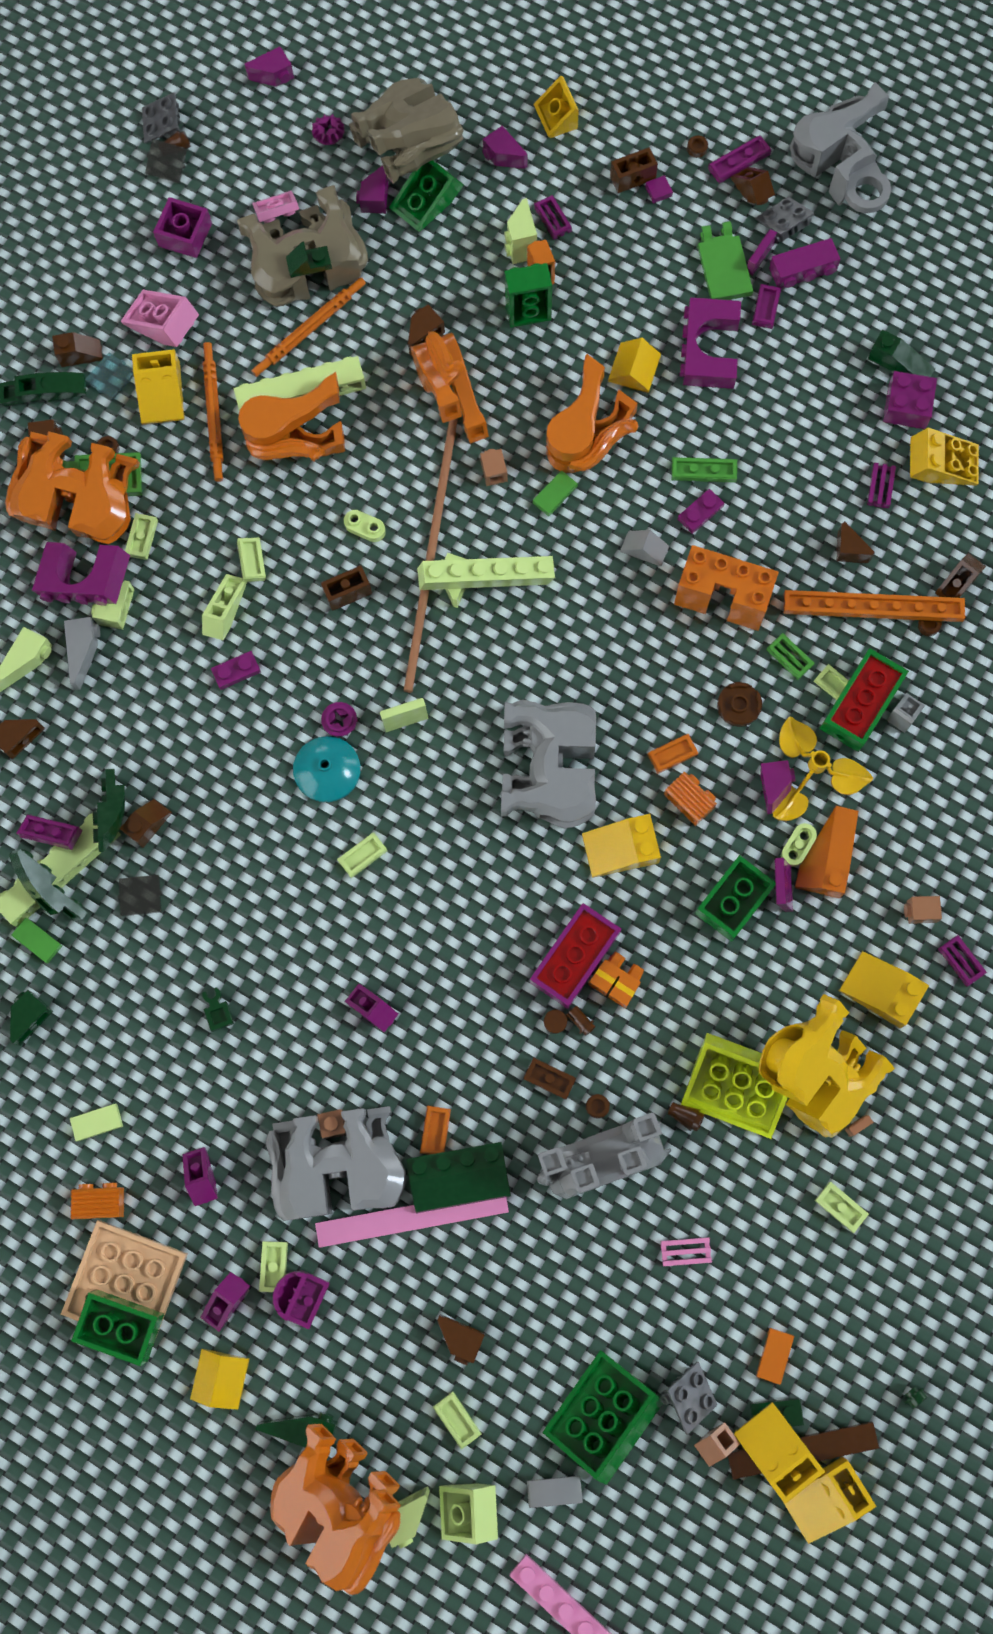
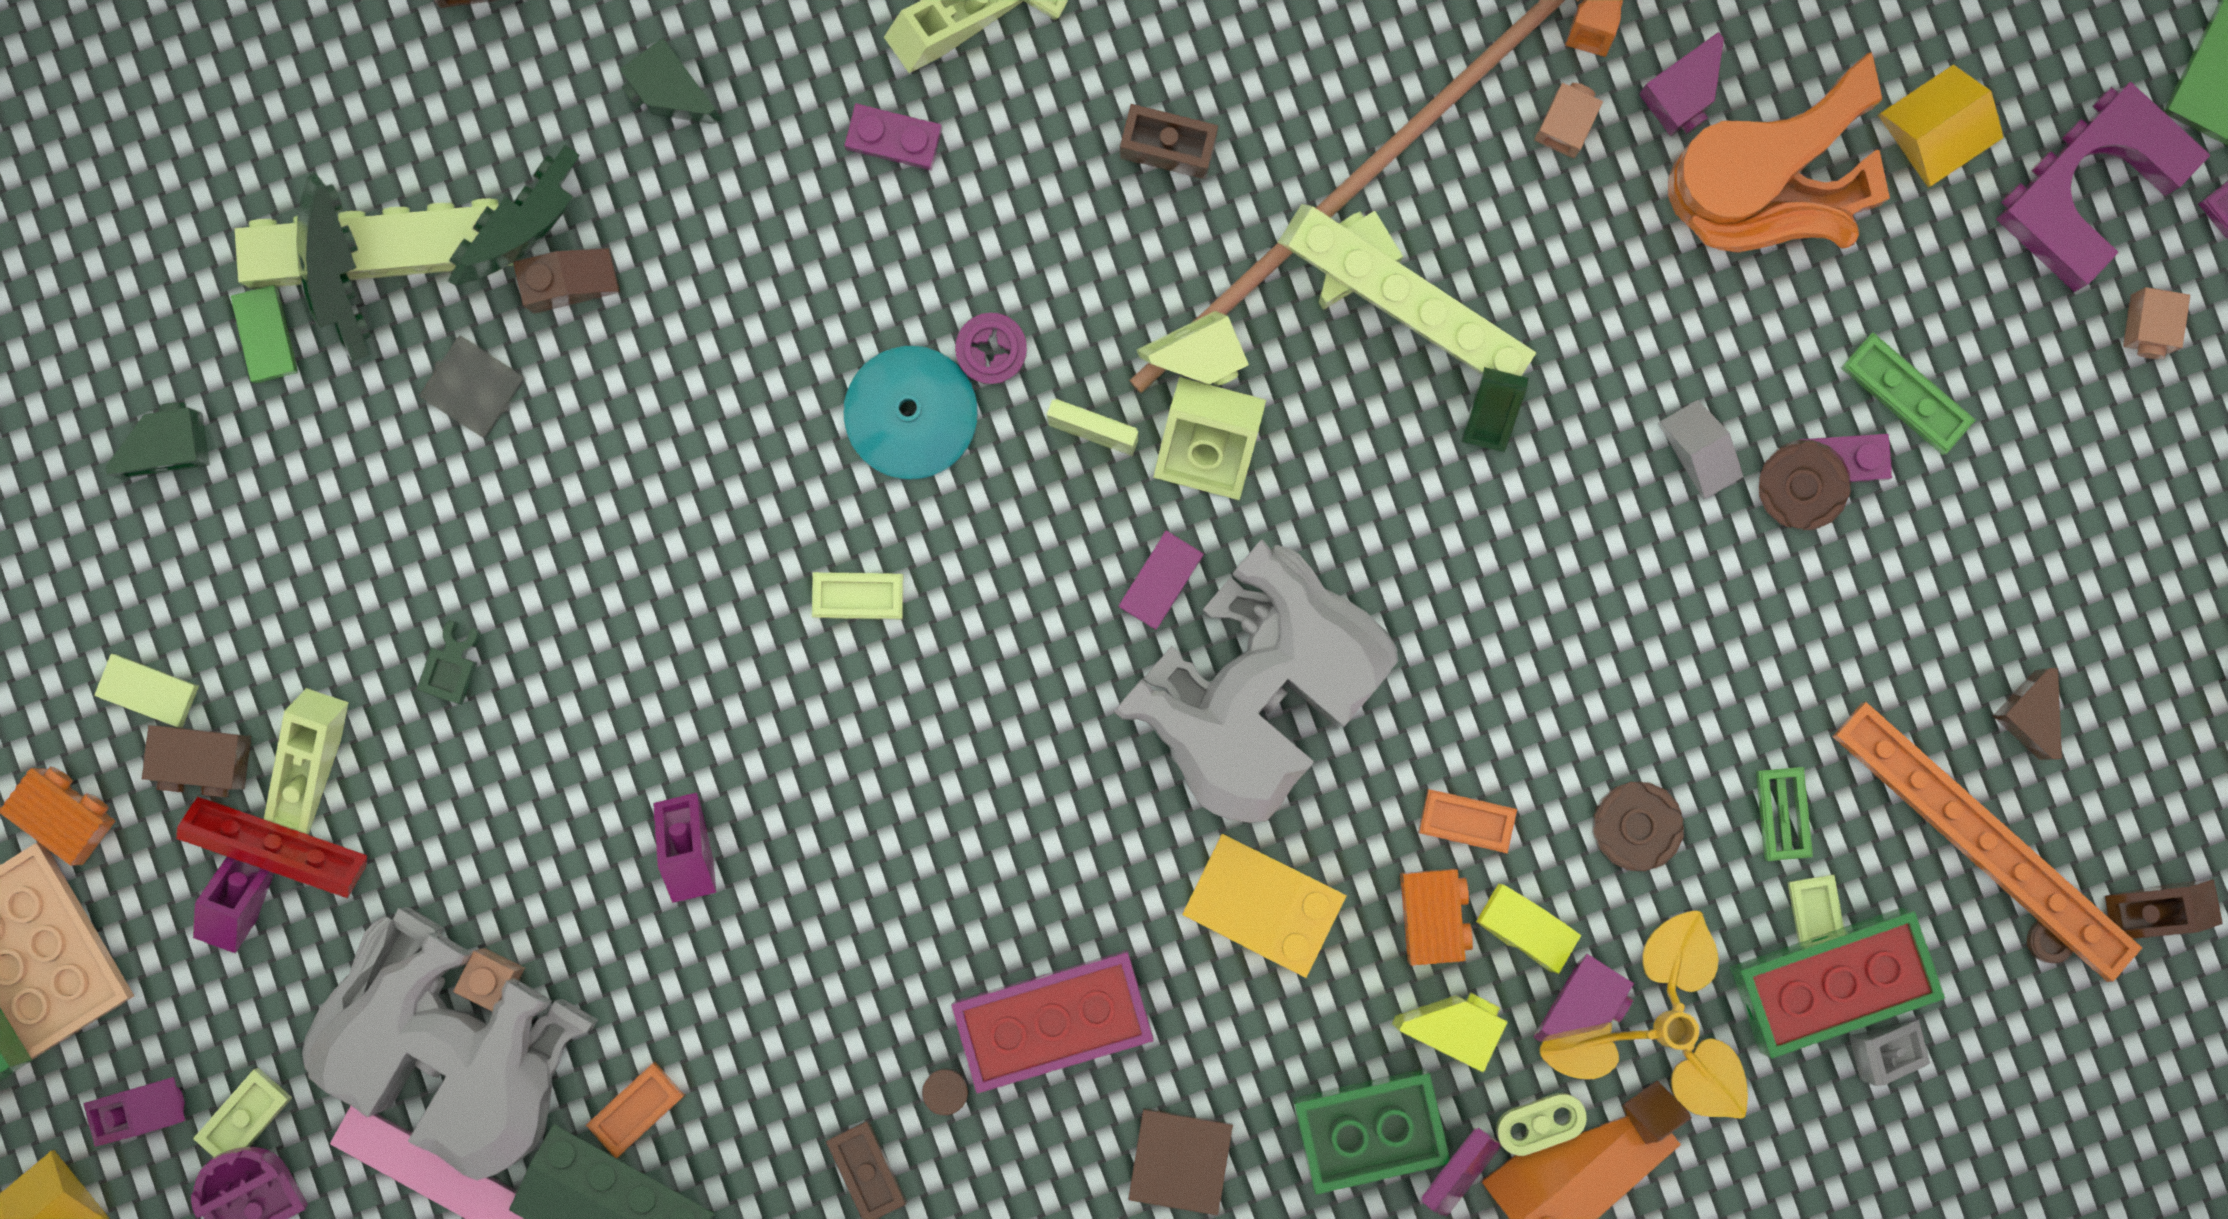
camera: 40 degrees right, 10 degrees up
(49, 832) = (405, 179): magenta tile -> none
(130, 718) = (666, 86): none -> dark green slope
(139, 1132) = (196, 758): none -> reddish brown brick
(186, 1098) = (304, 758): none -> yellowish green slope
(199, 1143) = (271, 847): none -> red plate
(363, 525) = (1282, 53): yellowish green plate -> none
(423, 655) = (1200, 350): none -> yellowish green slope
(453, 686) = (1209, 438): none -> yellowish green slope
(478, 755) = (1161, 580): none -> magenta tile
(528, 423) = (1686, 88): none -> magenta slope
(554, 590) = (1494, 409): none -> dark green tile
(555, 493) = (1633, 241): bright green tile -> none
(581, 1021) = (984, 1123): reddish brown pin -> none
(608, 974) = (1084, 1087): orange hips -> none
(671, 973) = (1180, 1161): none -> reddish brown tile
(694, 528) = (1804, 484): none -> reddish brown tile
(730, 773) = (1528, 928): none -> neon yellow slope
(736, 832) = (1456, 1027): none -> neon yellow slope
(748, 583) = (1807, 653): orange piece -> none
(772, 374) = (2156, 322): none -> nougat brick
(838, 804) = (1655, 1112): none -> reddish brown slope
(891, 470) = (2202, 626): magenta tile -> none

